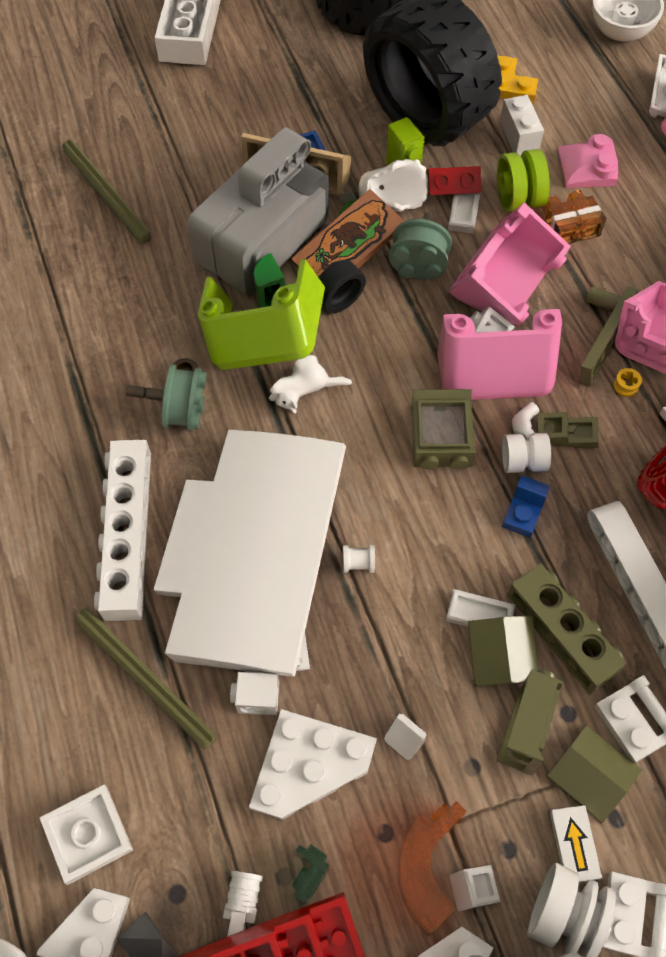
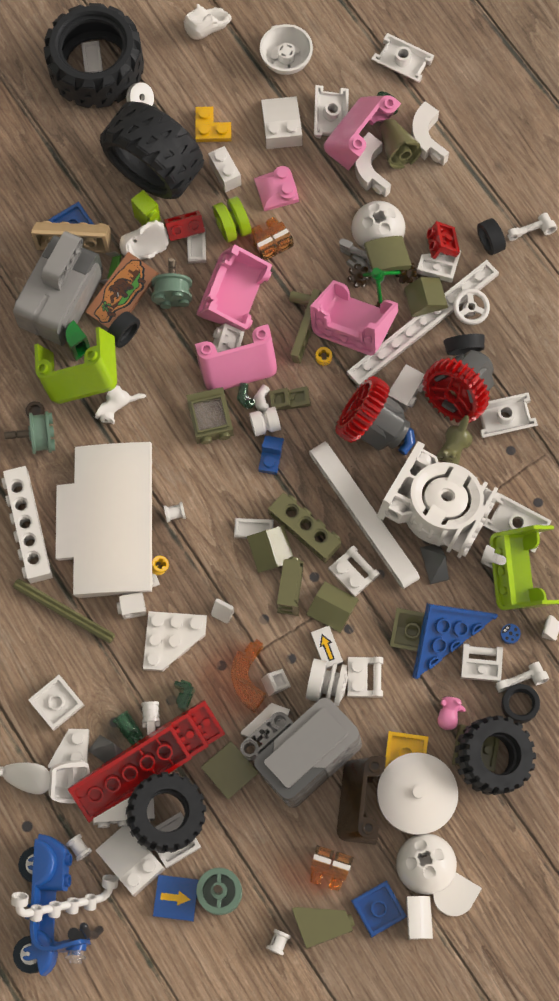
camera: 10 degrees left, 10 degrees up
(198, 914) = (128, 727): none -> clear green hinge
(324, 633) = (163, 561): none -> yellow bush
(497, 416) = (243, 397): none -> clear green arm
(607, 93) = (282, 122): none -> white slope

